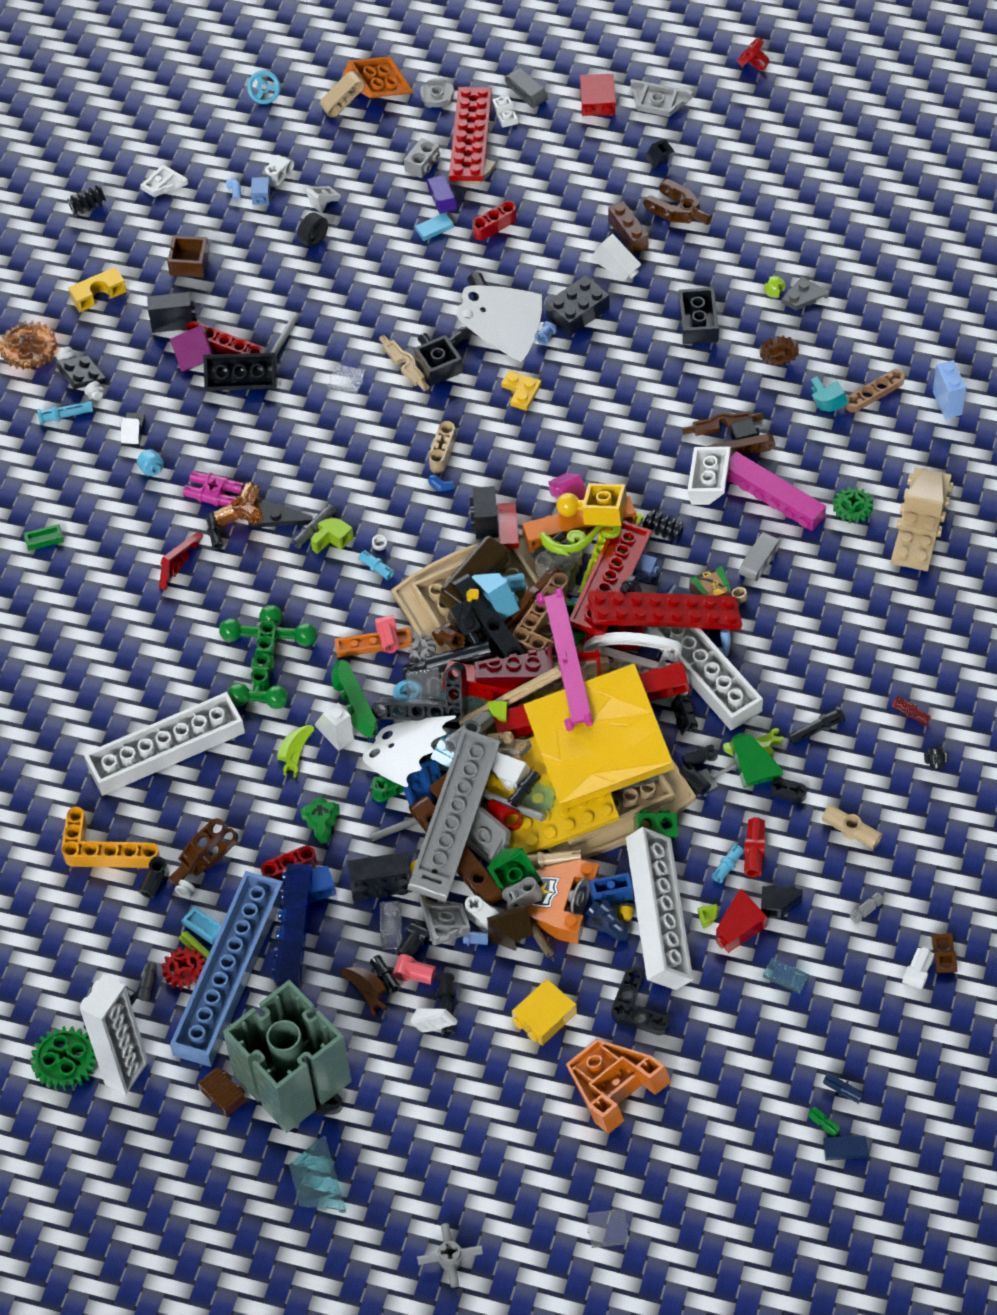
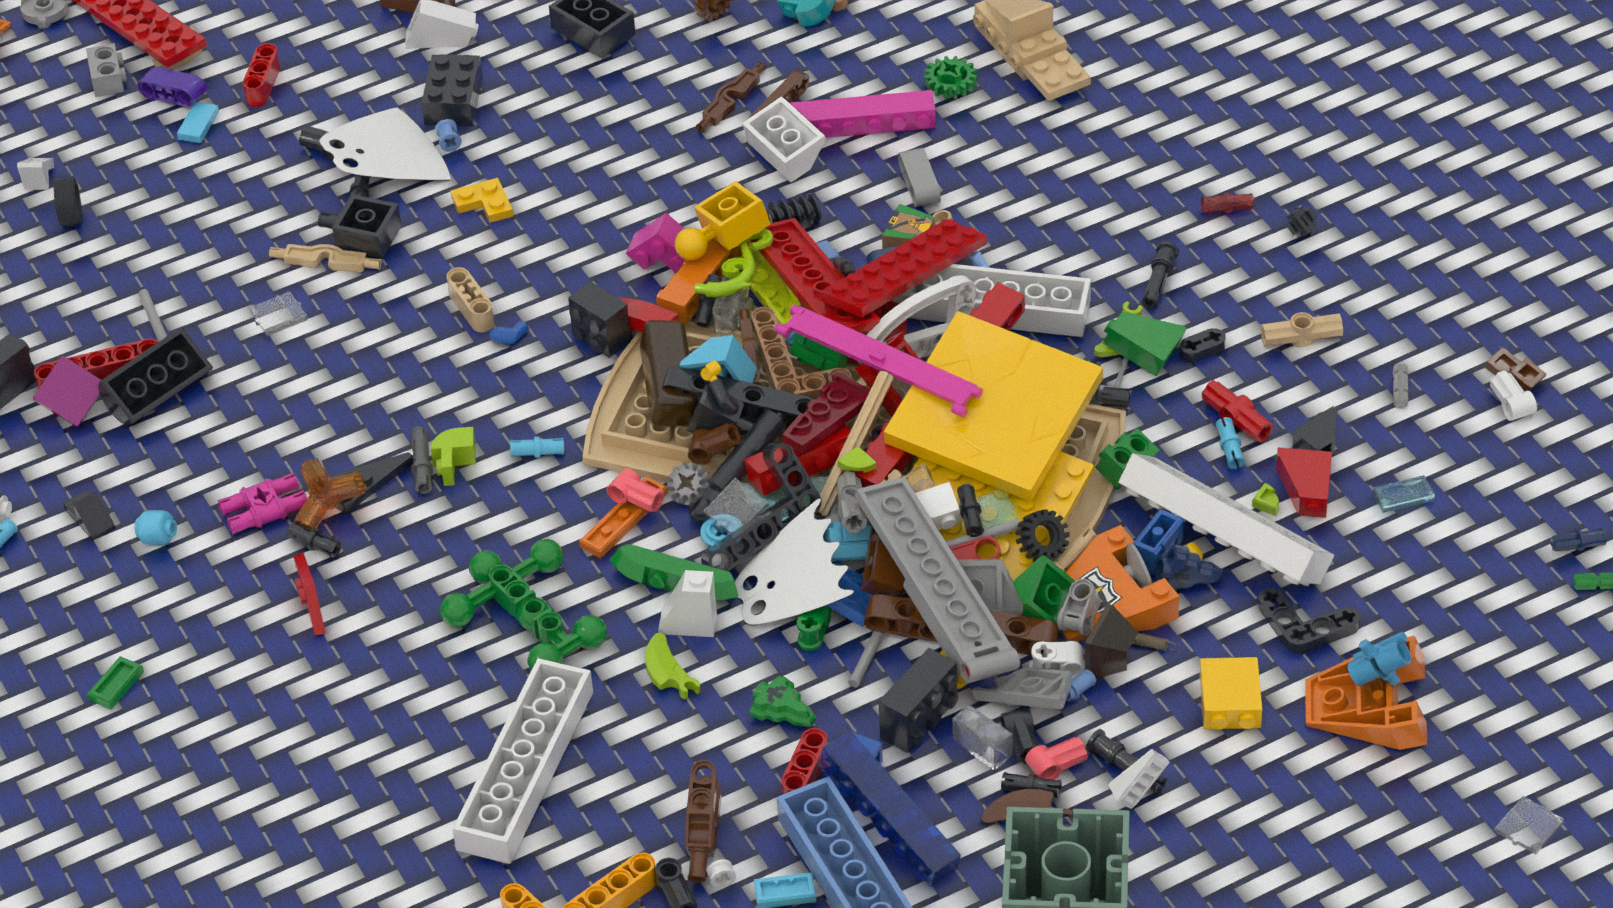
camera: 45 degrees left, 10 degrees down
(378, 539) = (509, 423): white hinge -> none
(539, 846) = (1055, 529): none -> black tyre
(627, 1063) = (1380, 660): none -> dark azure pin
(743, 430) = (764, 85): black brick -> none

